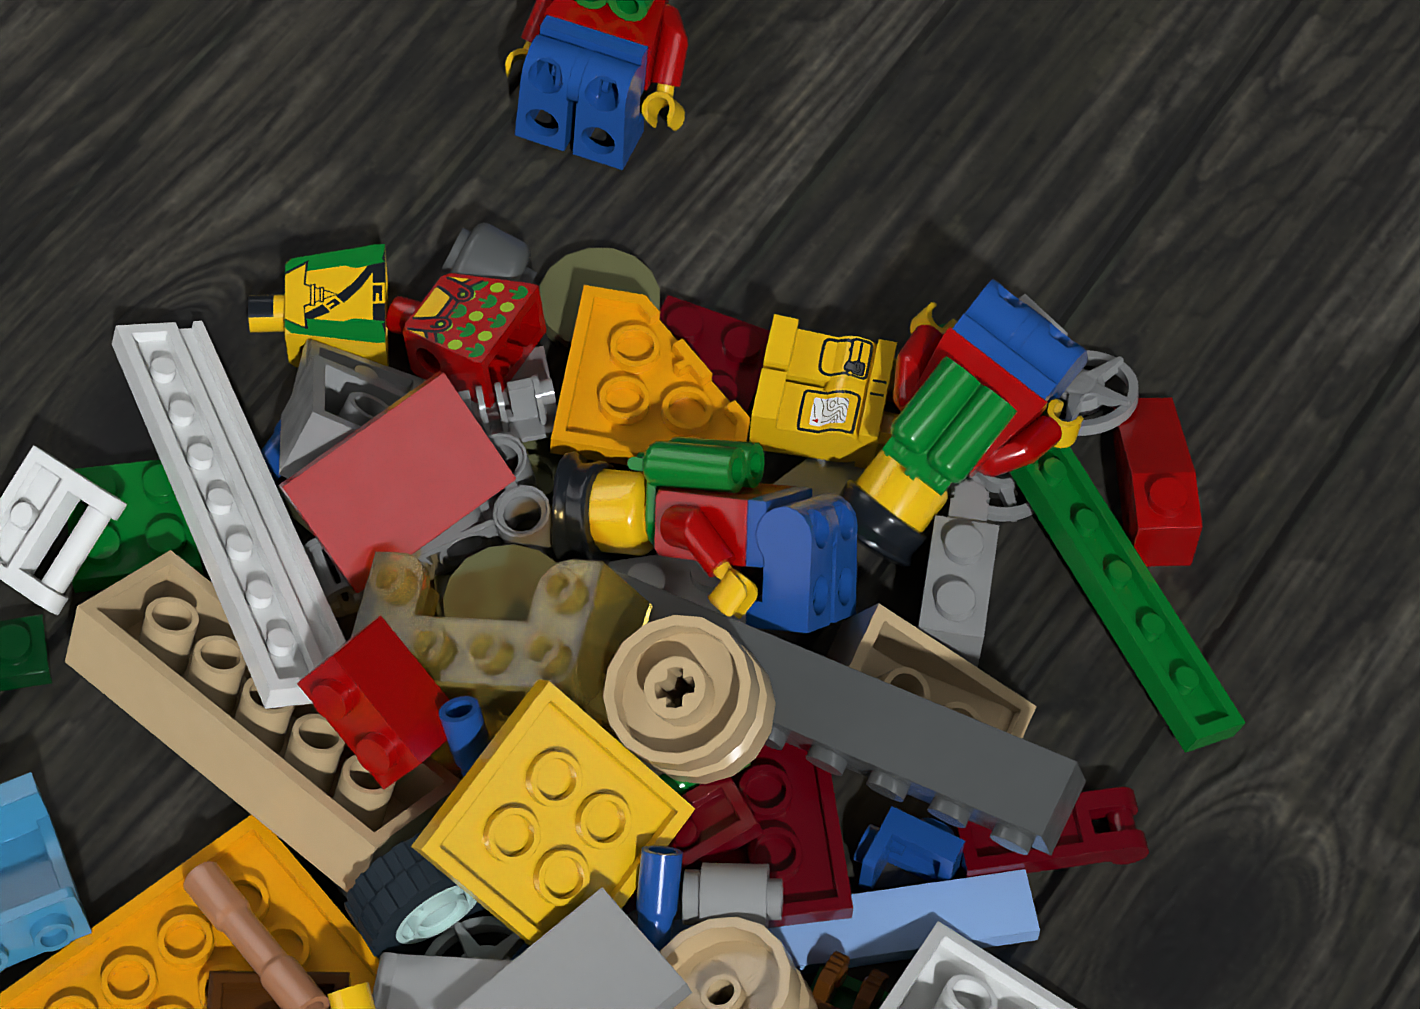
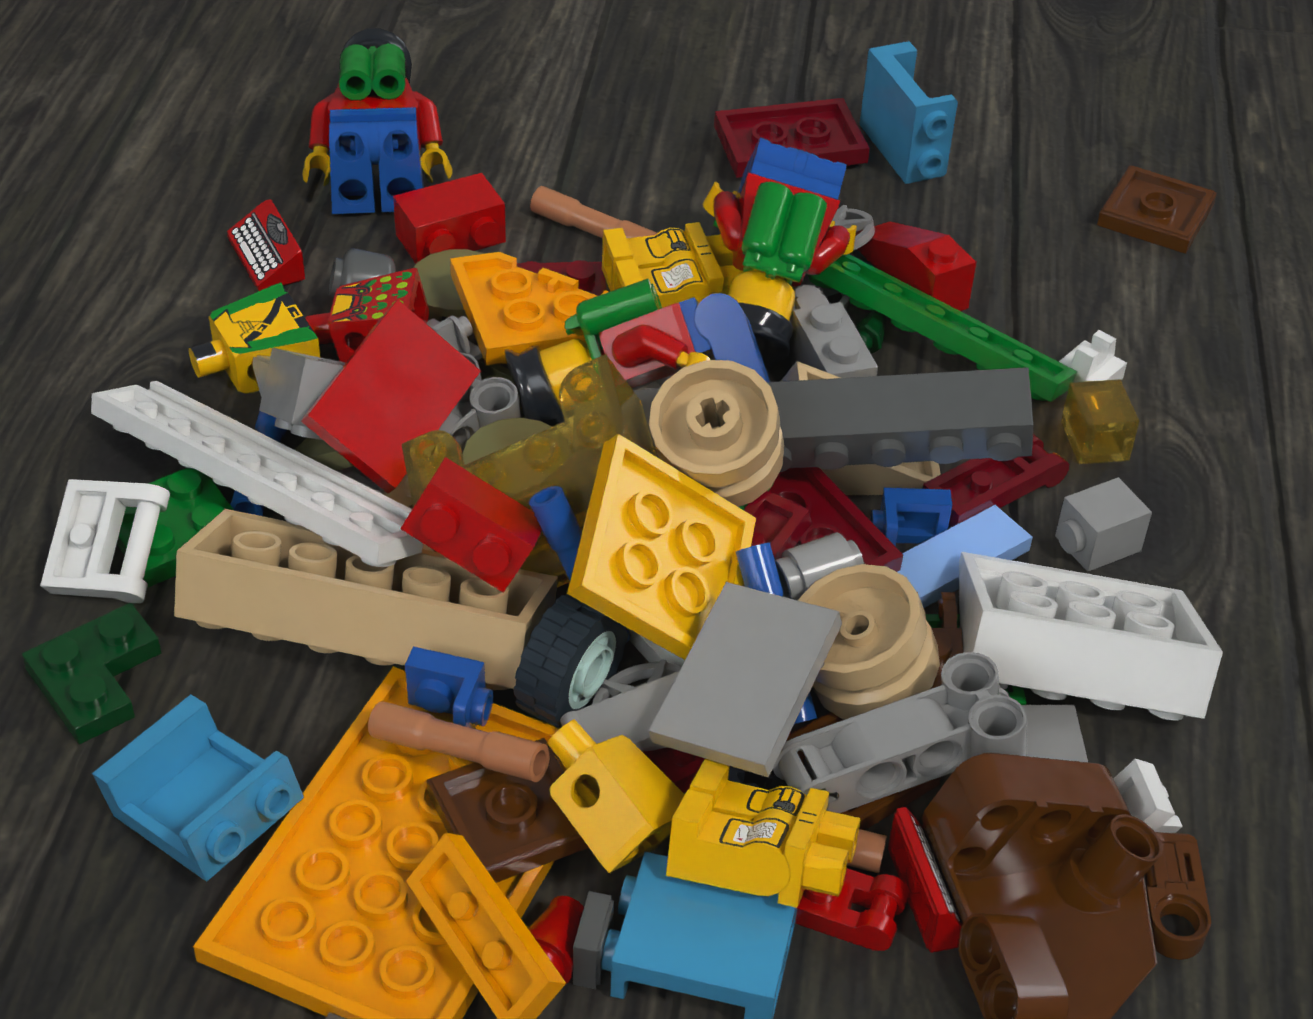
camera: 25 degrees left, 15 degrees down
(285, 876) = (449, 685): none -> blue bracket
(411, 166) = (267, 247): none -> slope
(636, 203) = (450, 216): none -> red brick
(789, 241) = (572, 213): none -> nougat piece
(1033, 566) = (872, 330): none -> dark green bar
(1124, 219) = (811, 126): none -> dark red plate
(1127, 949) = (1102, 524): none -> light grey brick
(1223, 805) = (1099, 421): none -> clear yellow brick
(1270, 292) = (901, 119): none -> dark azure panel
(1275, 721) = (1095, 360): none -> white tile

